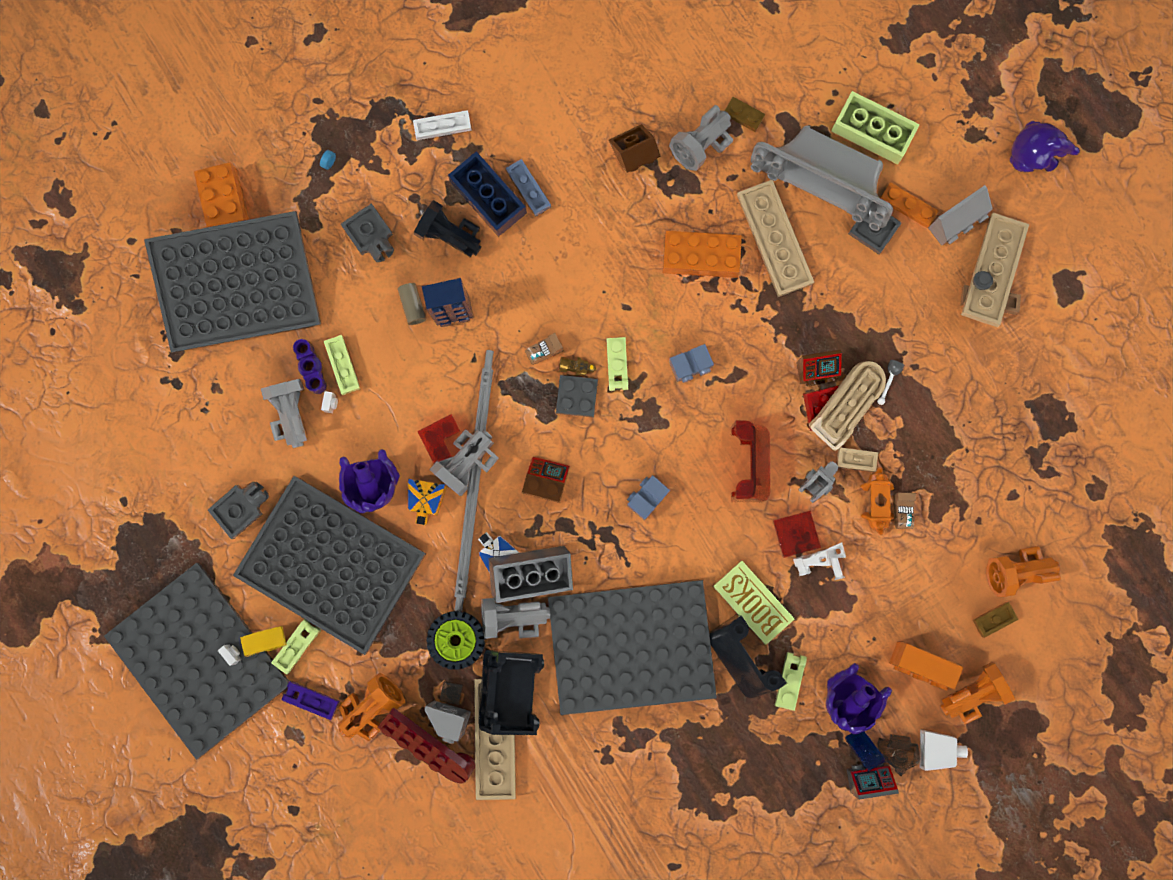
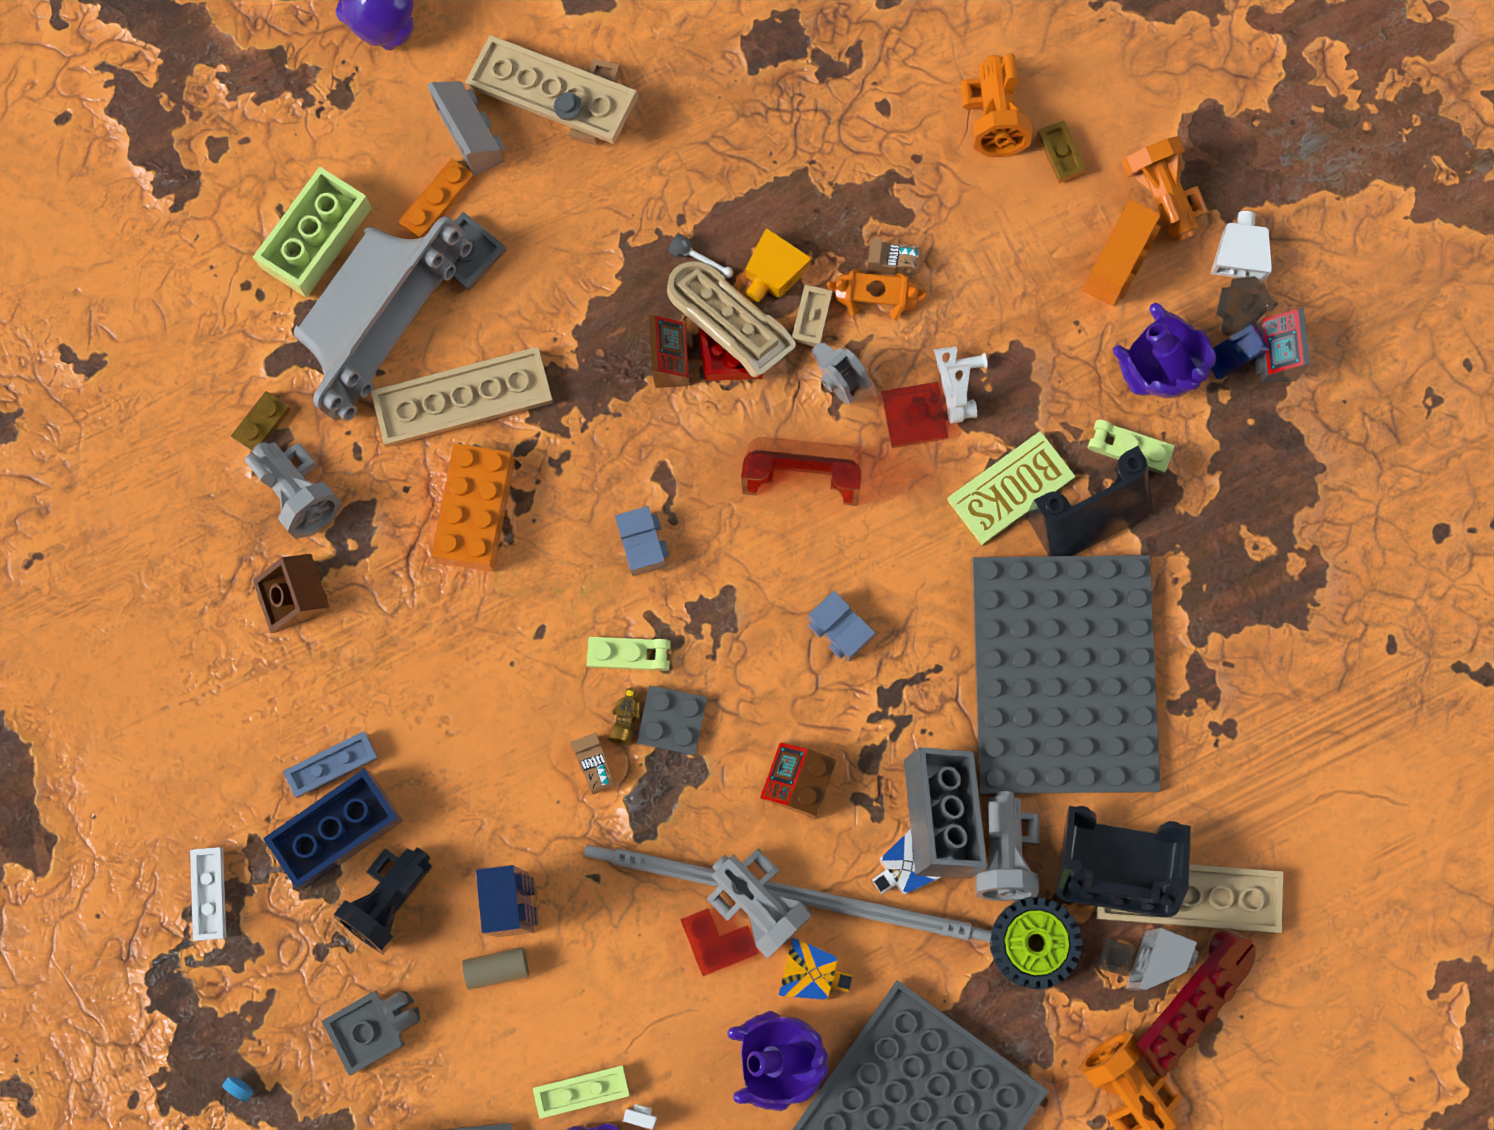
camera: 85 degrees left, 5 degrees down
(888, 431) = (775, 267): none -> light orange torso

